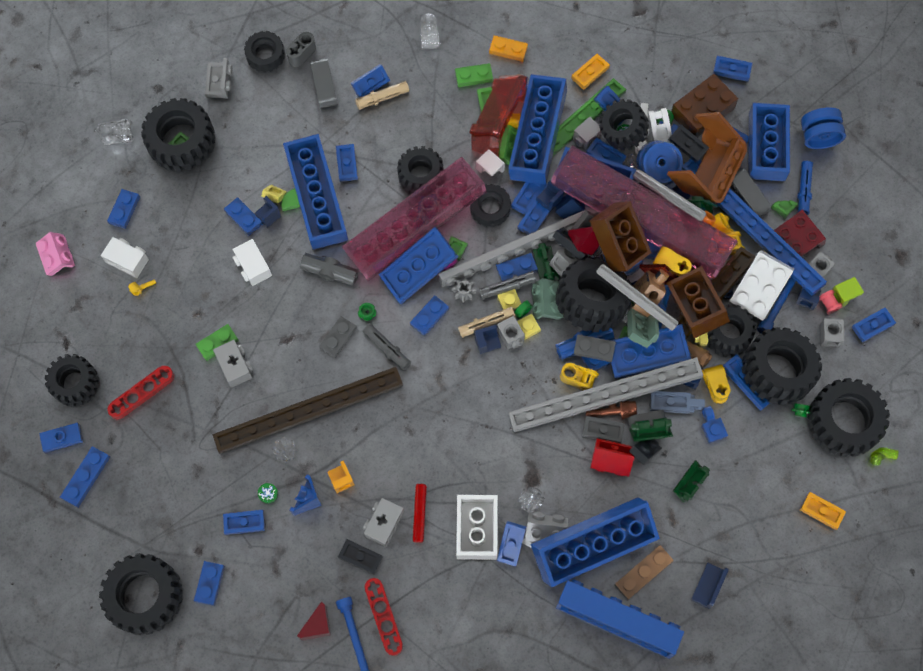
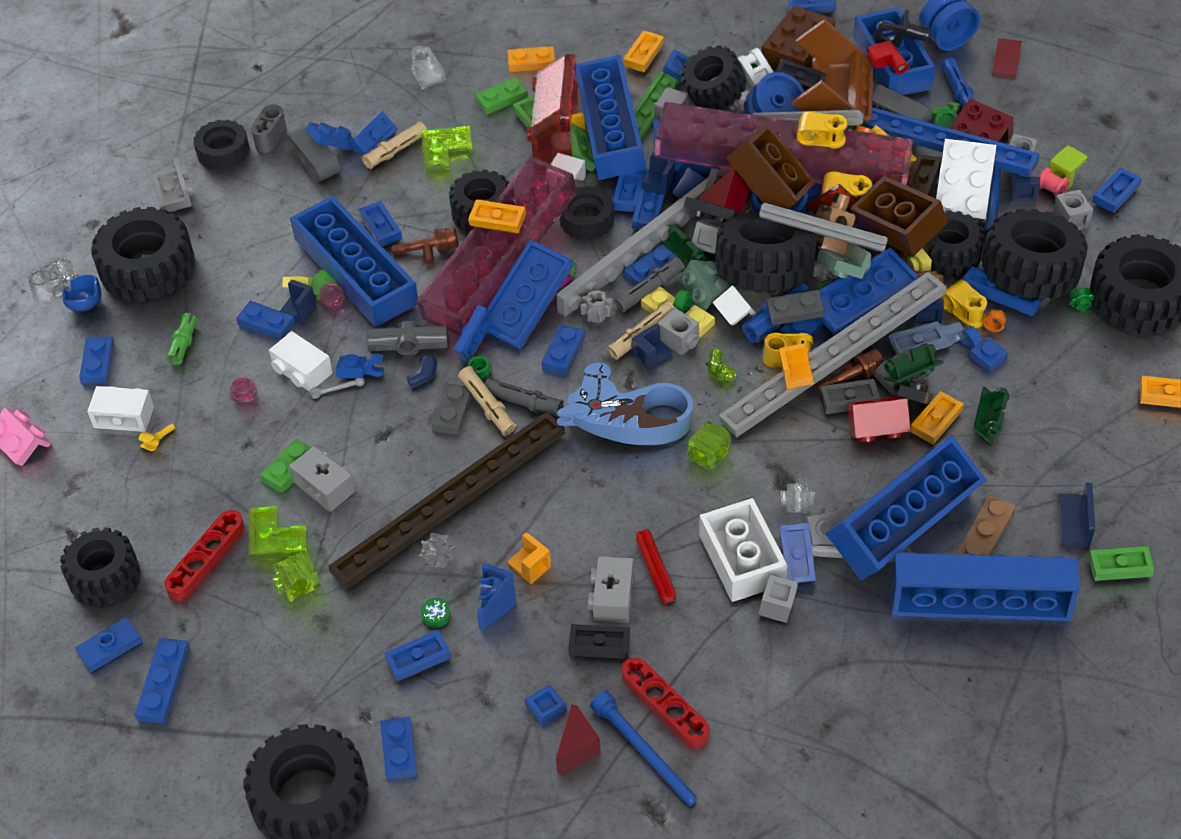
camera: 20 degrees left, 20 degrees down
(129, 152) = (83, 293): none -> blue hair
(182, 212) = (181, 338): none -> bright green pin
(184, 399) = (269, 540): none -> clear neon green plate
(190, 433) = (296, 576): none -> clear neon green brick
(208, 271) = (243, 390): none -> clear pink plate
(254, 289) = (316, 392): none -> light grey hinge
(285, 279) = (356, 367): none -> blue plate
(292, 213) = (331, 296): none -> clear pink plate
(310, 588) = (545, 705): none -> blue tile
(332, 299) = (426, 371): none -> dark blue arm
(338, 74) = (330, 136): none -> blue plate
(363, 350) = (493, 409): none -> tan pin
(371, 284) = (473, 334): none -> blue plate
(381, 194) = (443, 240): none -> copper piece
(415, 104) = (440, 142): none -> clear neon green plate
(418, 202) = (497, 216): none -> light orange plate
(433, 385) = (623, 417): none -> medium blue animal
(483, 574) = (778, 598): none -> light grey brick
(492, 434) = (709, 445): none -> clear neon green brick
(525, 372) = (718, 368): none -> clear neon green arm
(556, 328) = (733, 306): none -> white panel
(571, 401) = (796, 366): none -> light orange panel
(654, 469) = (936, 417): none -> light orange plate
(669, 214) = (819, 128): none -> yellow piece
(722, 632) = (1121, 563): none -> bright green plate
(732, 405) = (989, 320): none -> orange hinge
(758, 150) = (886, 54): none -> red piece
(780, 216) = (945, 117): none -> green tile
(781, 132) = (903, 30): none -> black bracket
(853, 173) = (1007, 58): none -> dark red slope

